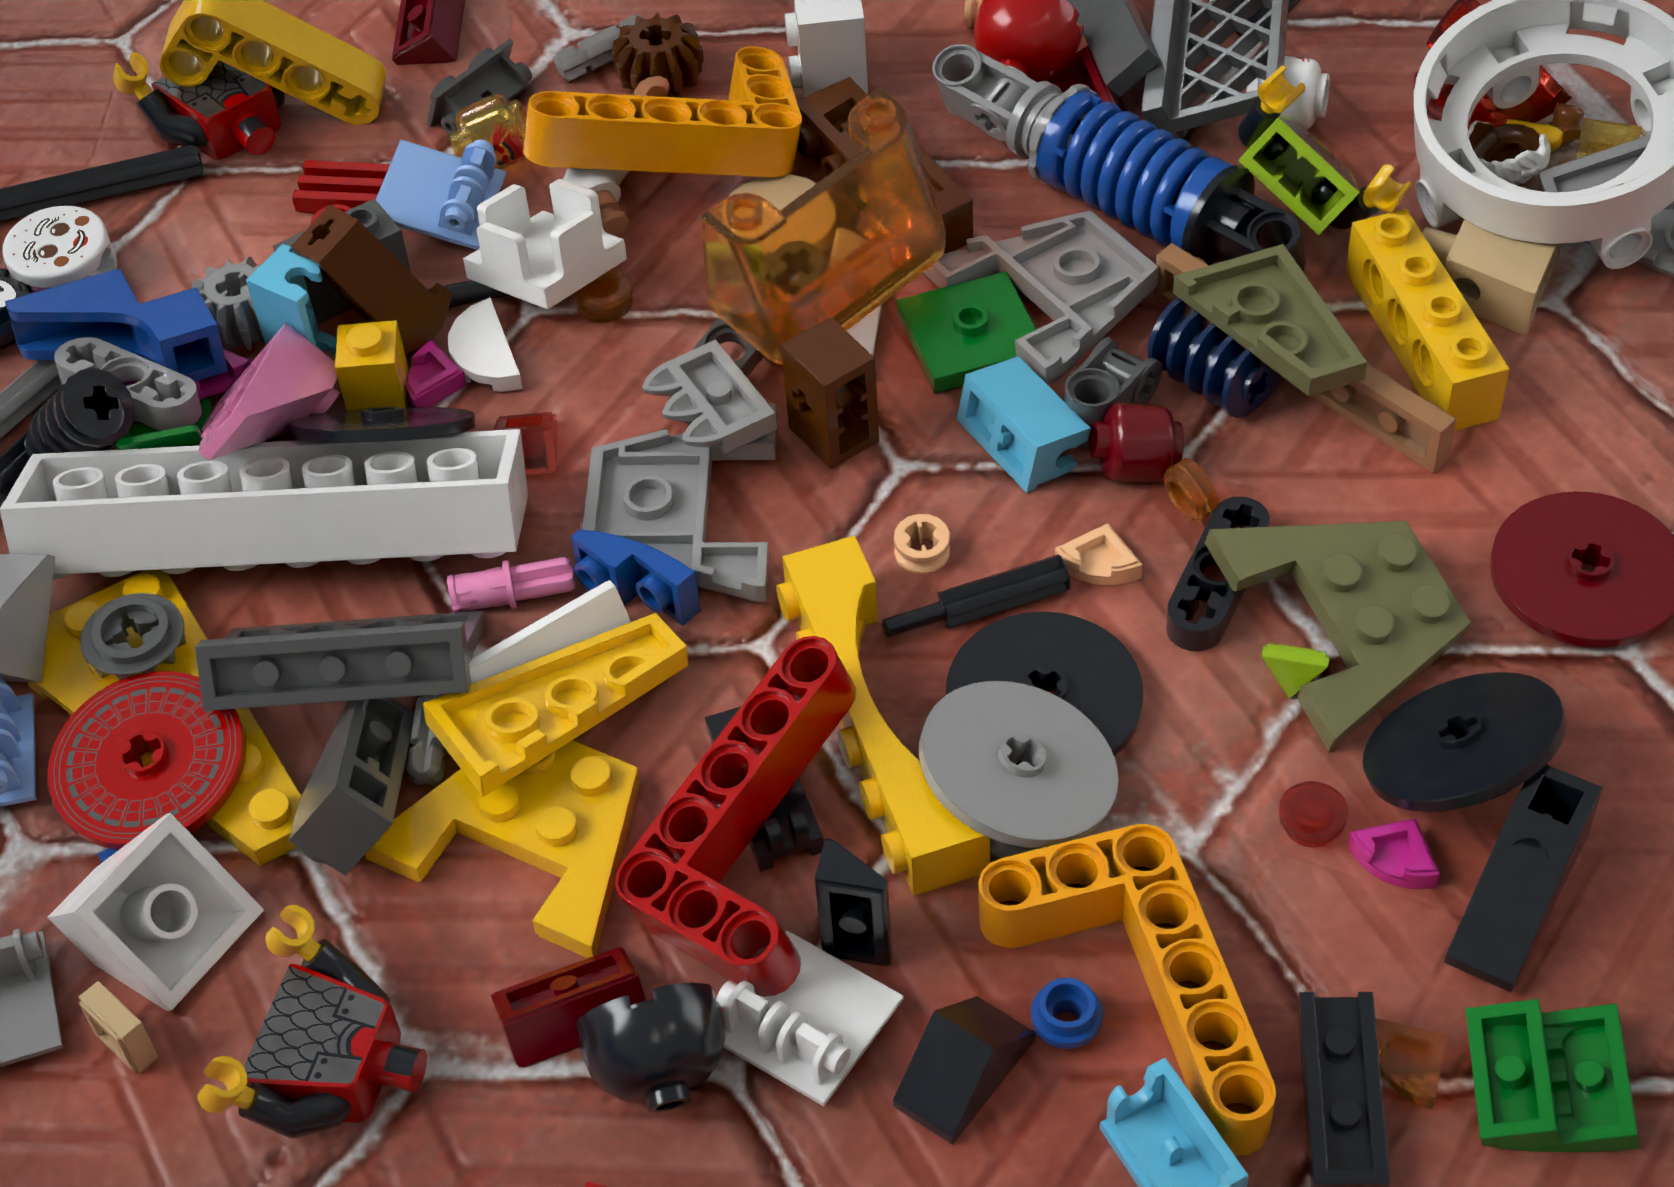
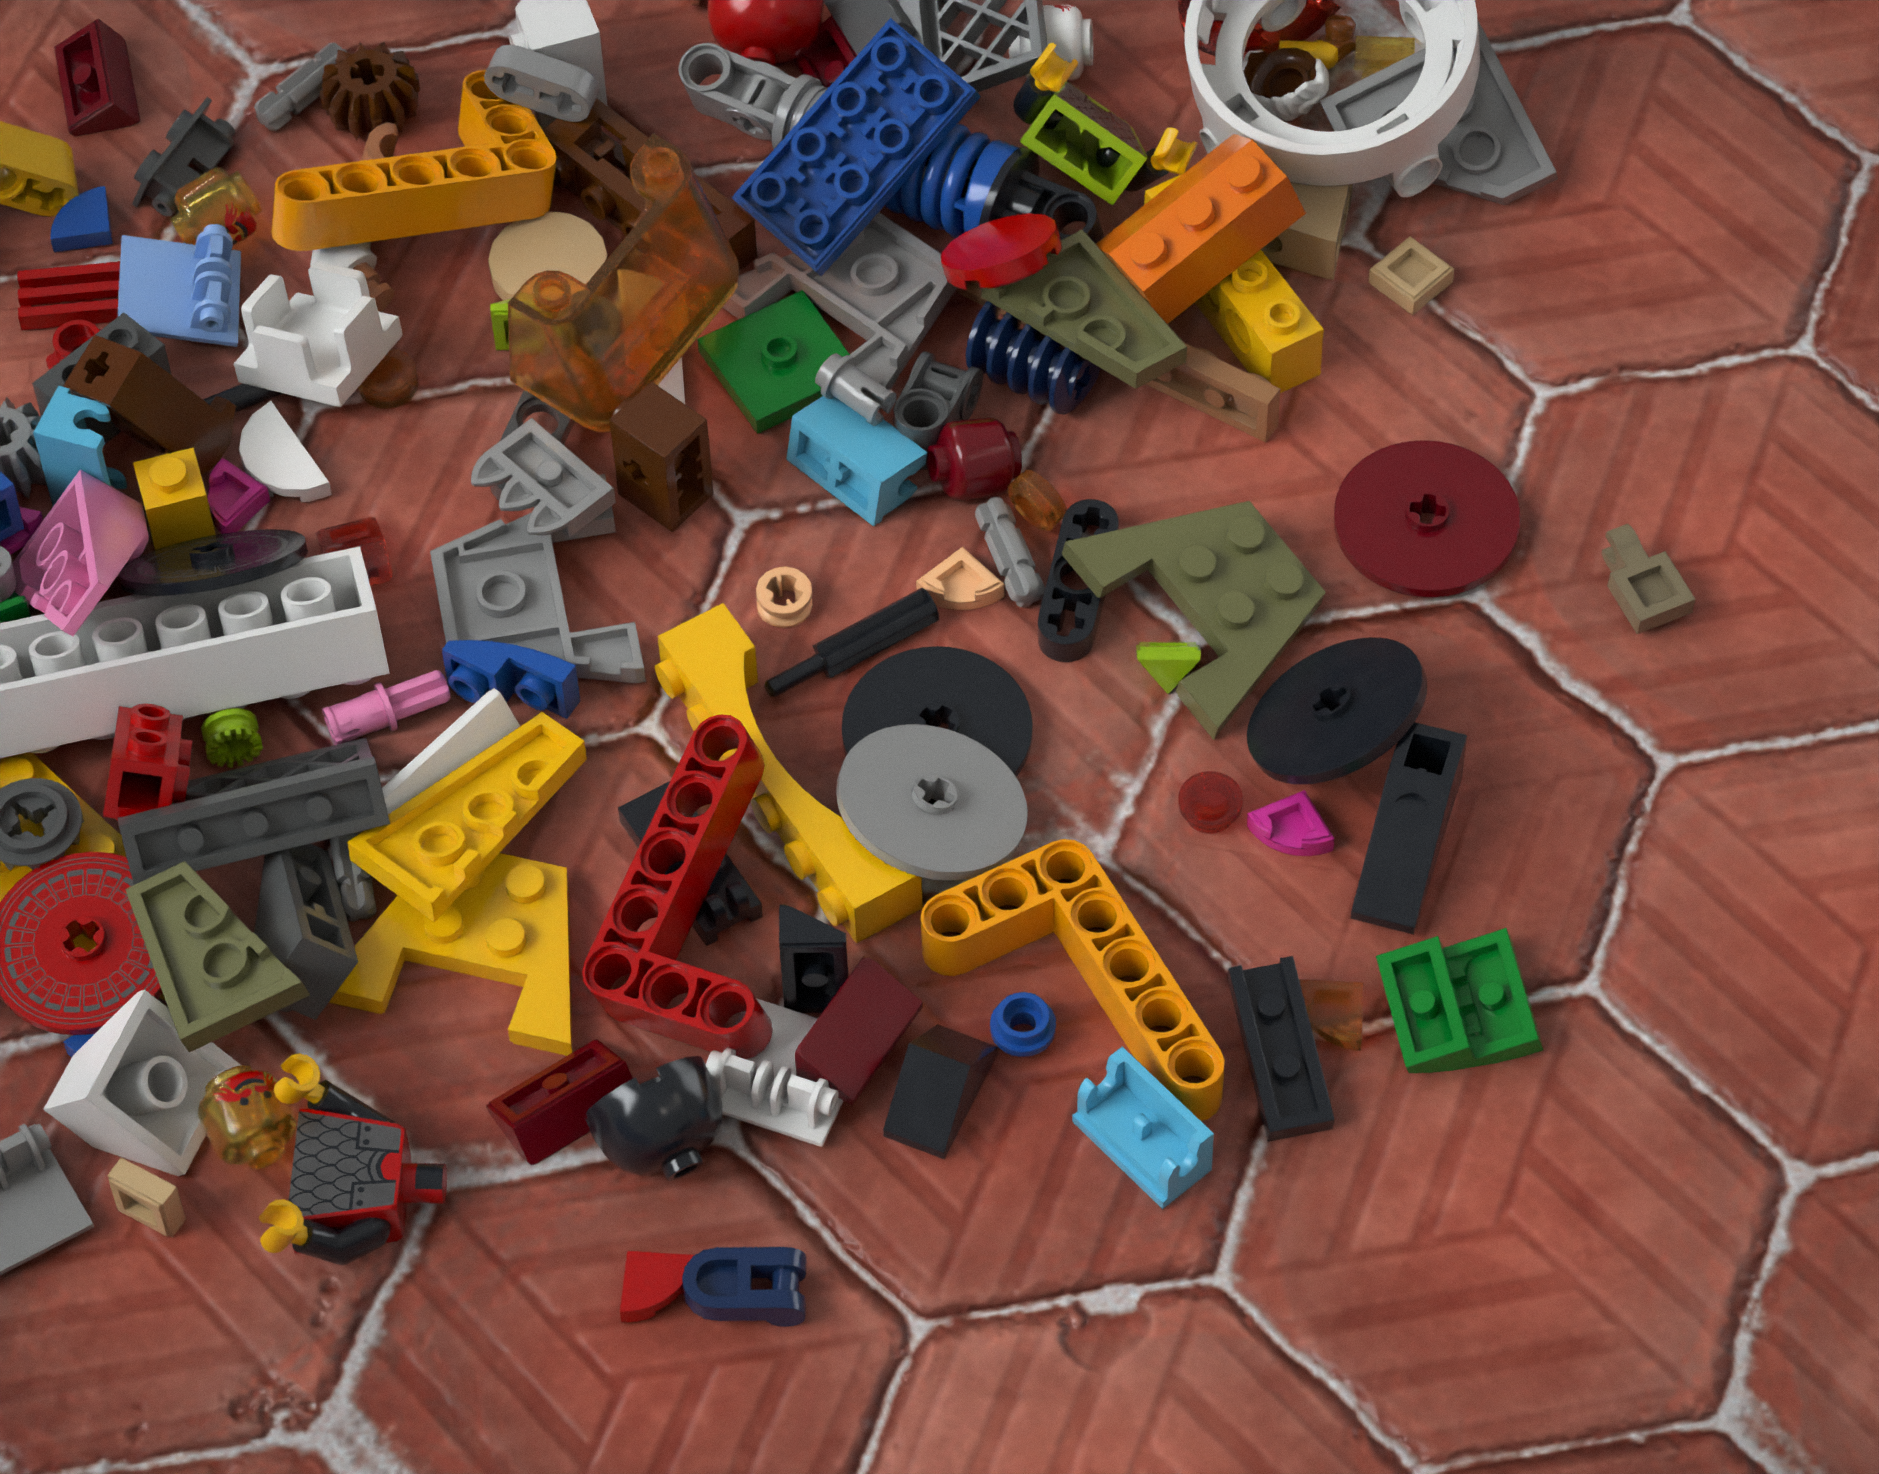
camera: 15 degrees left, 5 degrees up
(235, 964) = (246, 1118): none -> clear yellow head
(242, 794) = (207, 959): none -> olive wing
(250, 592) = (146, 761): none -> red brick
(355, 588) = (231, 737): none -> lime bush
(377, 130) = (83, 222): none -> blue tile
(803, 57) = (541, 83): none -> light grey beam
(886, 987) = (857, 1030): none -> dark red slope
(1019, 347) = (857, 390): none -> light grey pin
(1080, 143) = (856, 147): none -> blue tile
(1154, 535) = (1010, 552): none -> light grey axle
(1199, 251) = (1001, 251): none -> red tile
(1407, 256) = (1203, 226): none -> orange slope
(1605, 341) = (1411, 275): none -> tan tile

